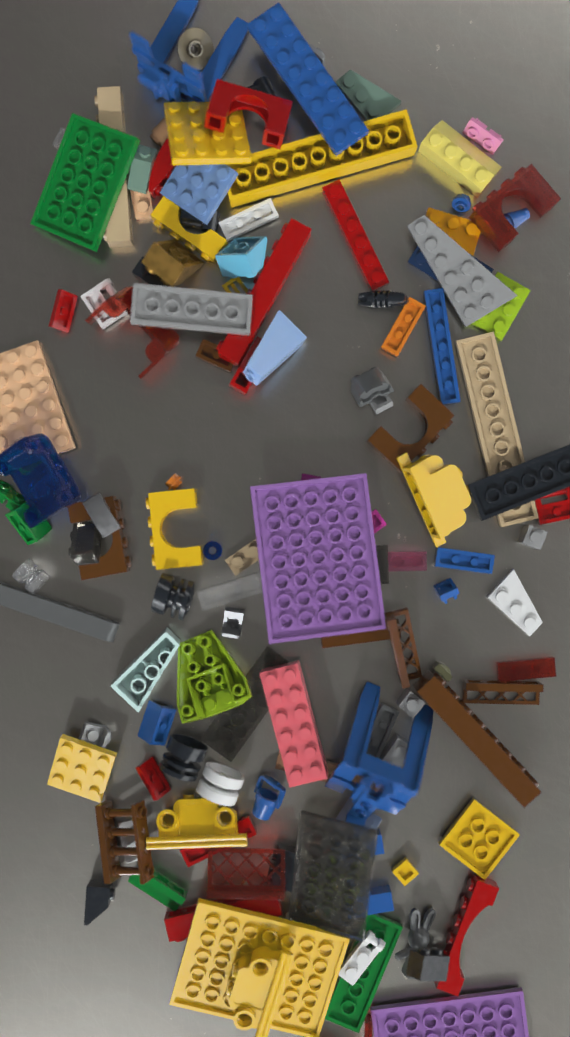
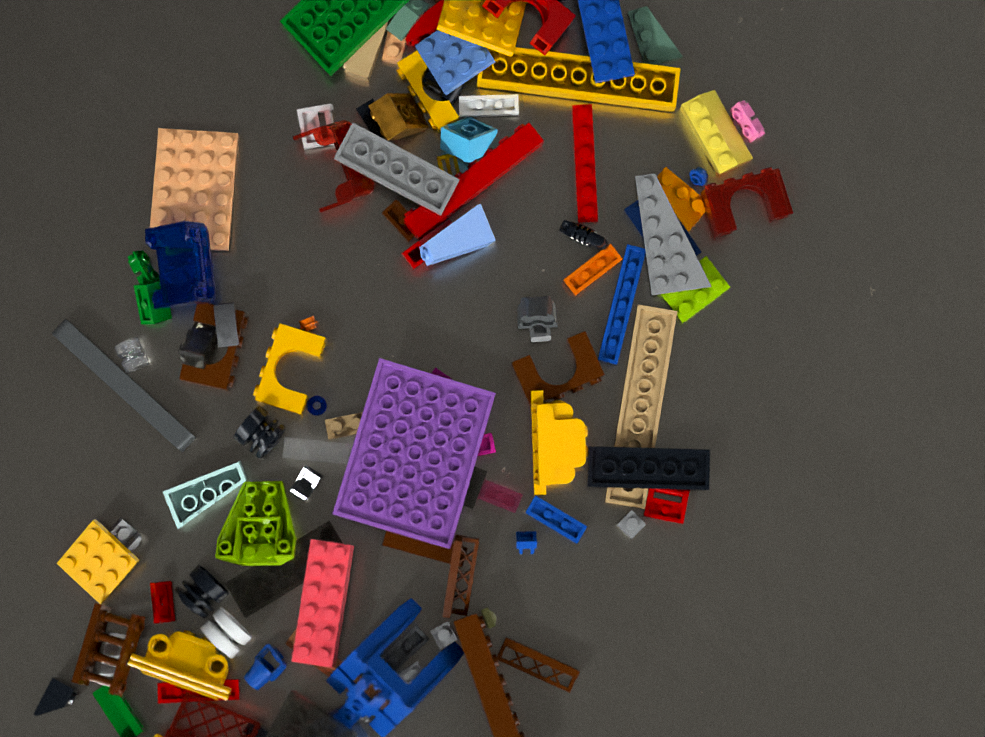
camera: 25 degrees right, 5 degrees down
(63, 311) = (274, 116): red plate -> none
(156, 723) = (189, 550): blue panel -> none
(515, 603) = (588, 583): white wing -> none
(517, 217) = (743, 212): blue cone -> none
(526, 669) = (571, 652): clear red tile -> none

